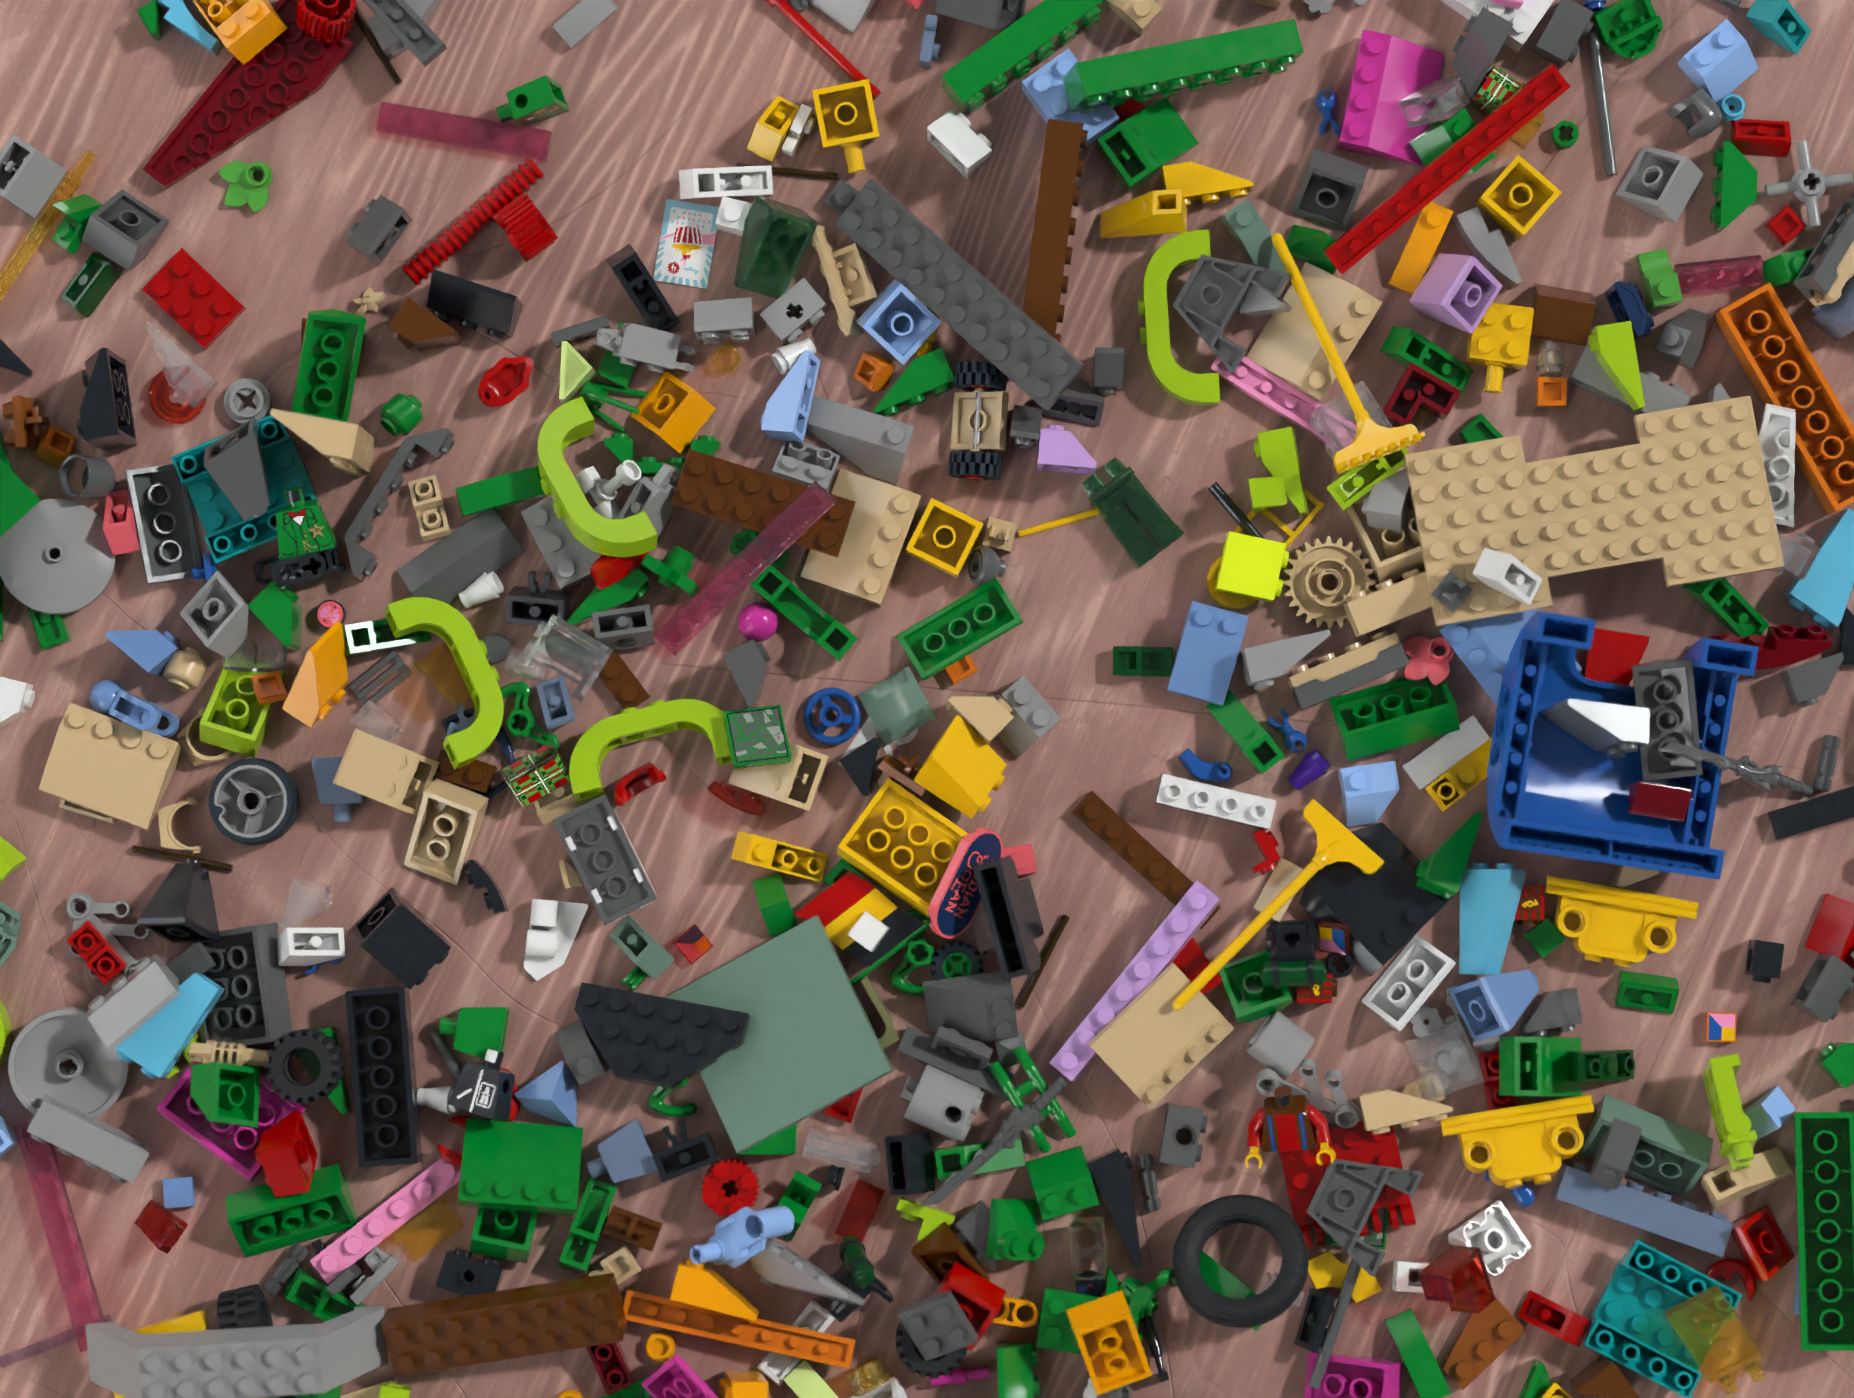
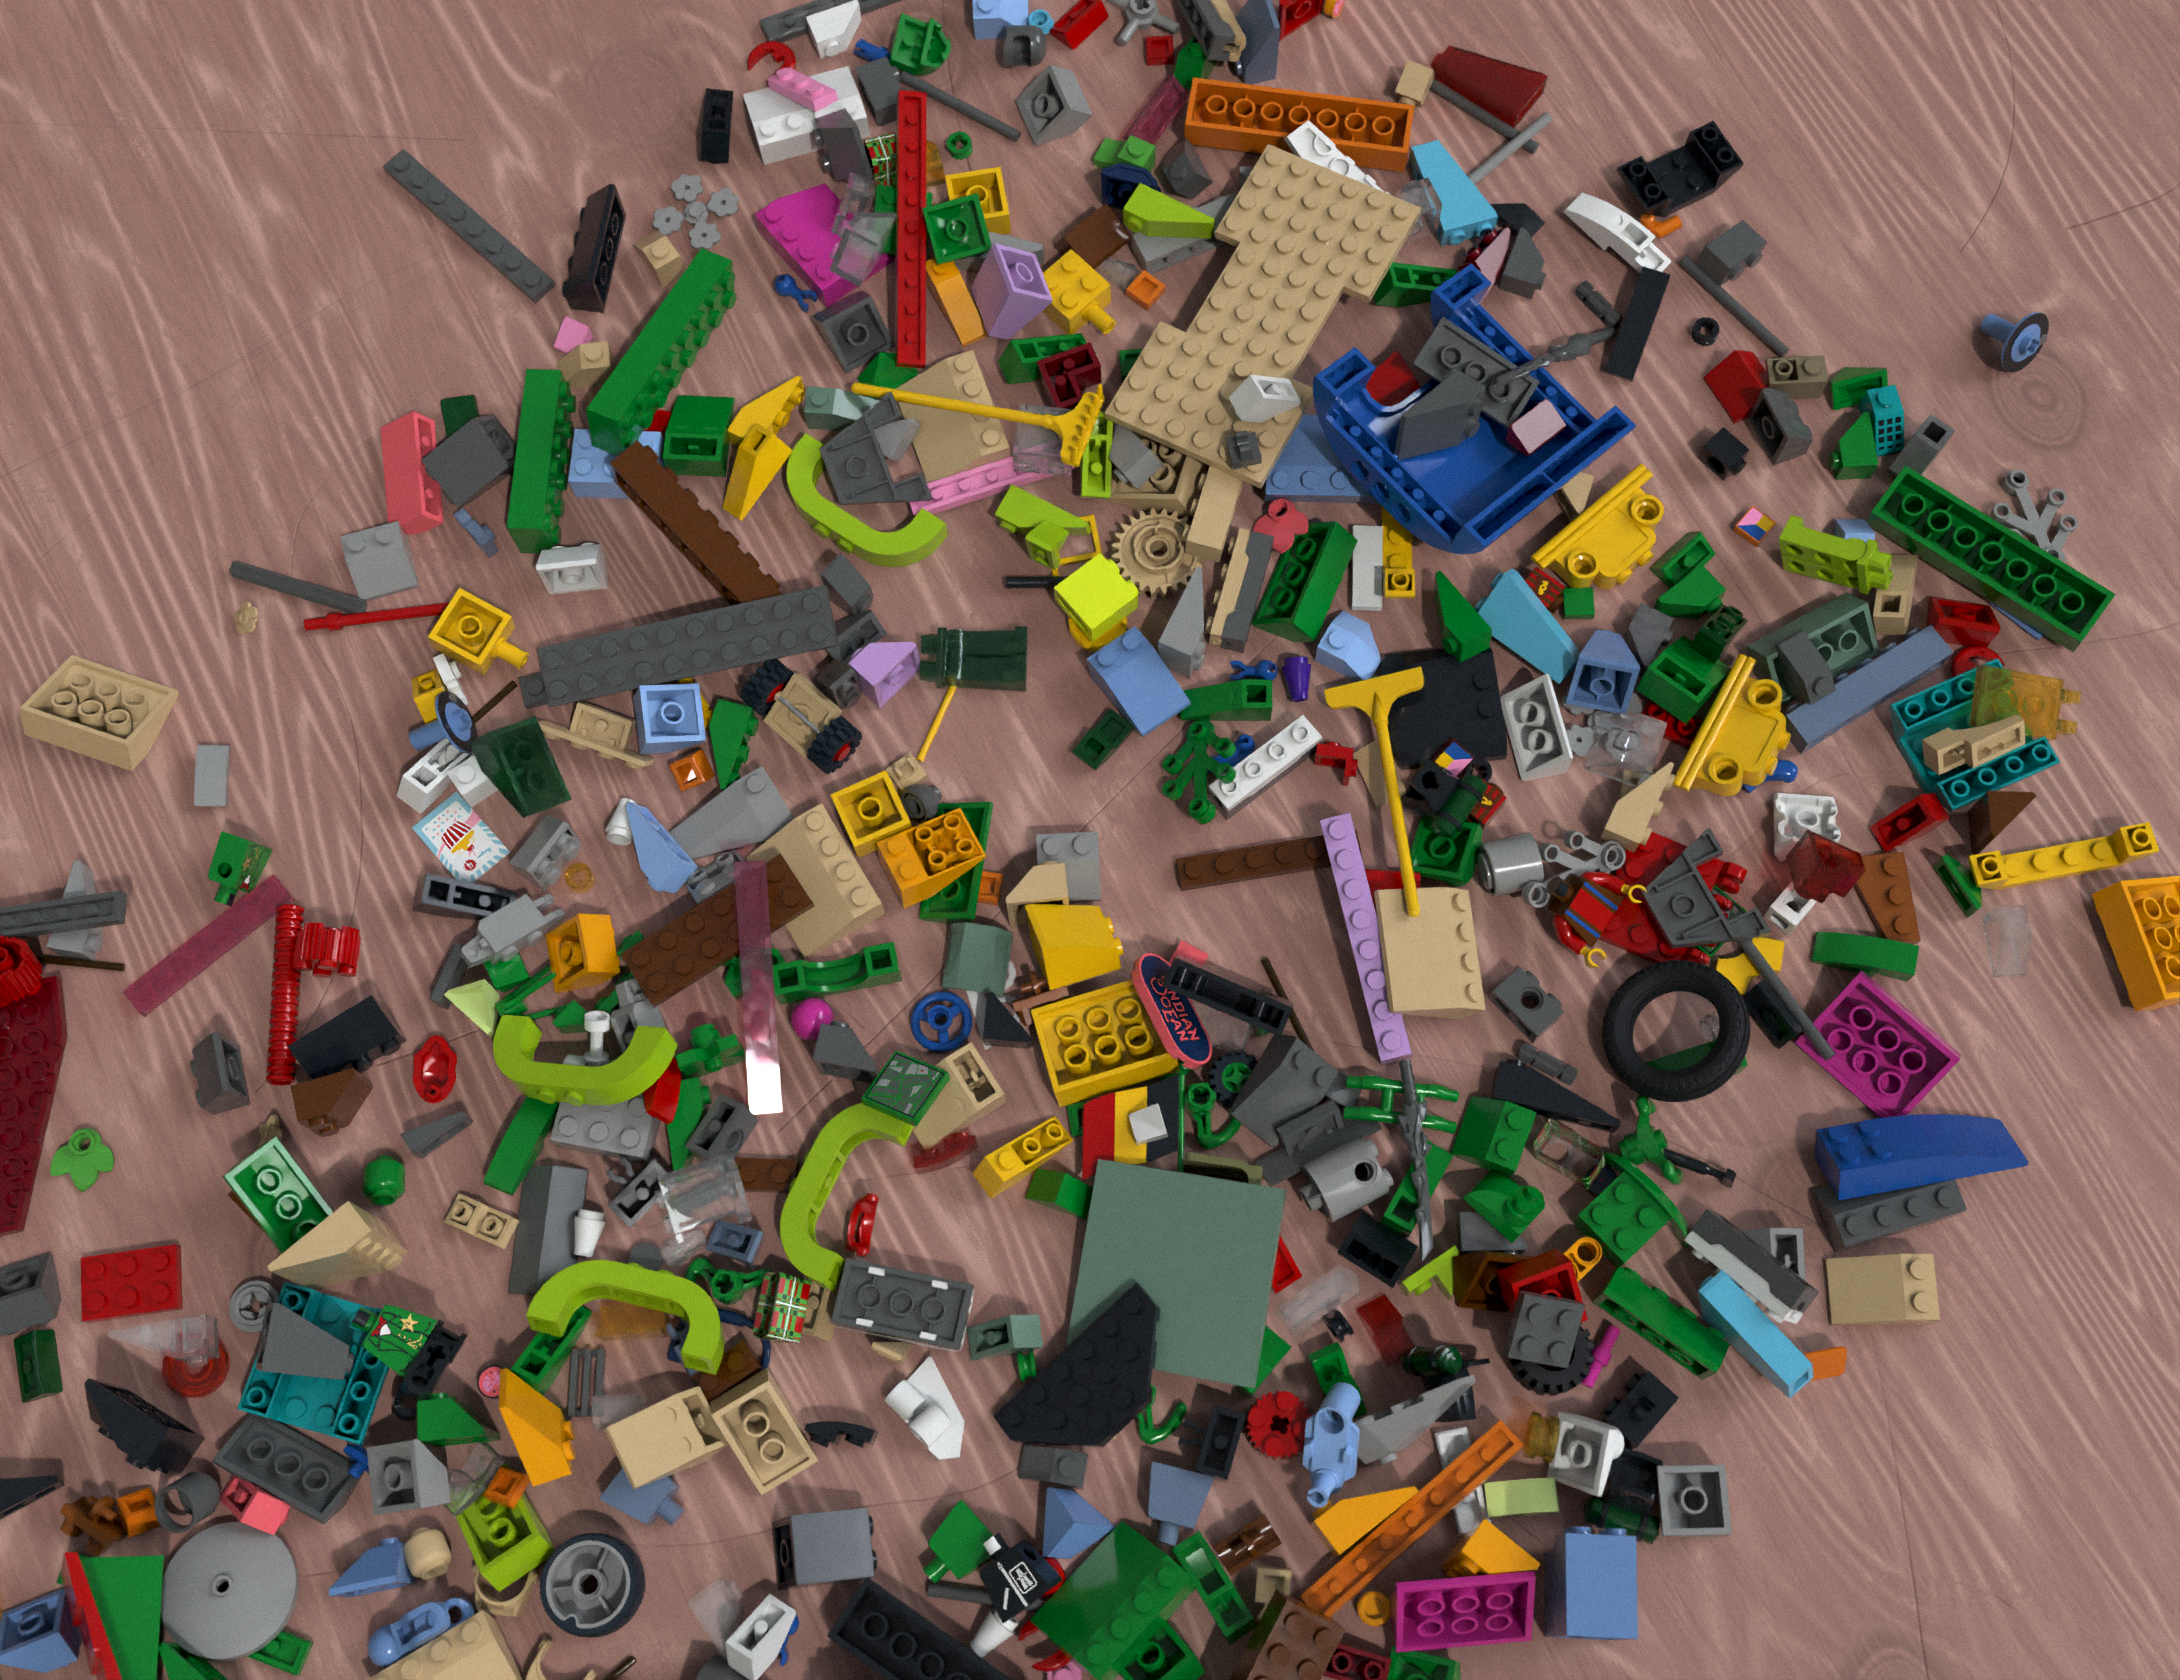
camera: 50 degrees left, 15 degrees down
(434, 442) = (428, 1174): dark grey slope -> none
(453, 418) = (430, 1136): none -> dark grey slope
(693, 944) = (1038, 1291): clear red tile -> none
(762, 166) = (452, 723): none -> medium blue piece
(801, 297) = (581, 780): light grey brick -> none
(946, 608) = (929, 856): none -> light orange slope
(1109, 1342) = (1668, 1190): light orange slope -> none
(1174, 752) = (1199, 737): none -> green plant
(1397, 144) = (861, 245): none -> clear slope
(1473, 209) = (957, 229): none -> green slope
(1617, 1022) = (1692, 596): none -> green slope
(1648, 1324) = (1972, 745): none -> tan slope
(1733, 187) = (1098, 59): green slope -> none

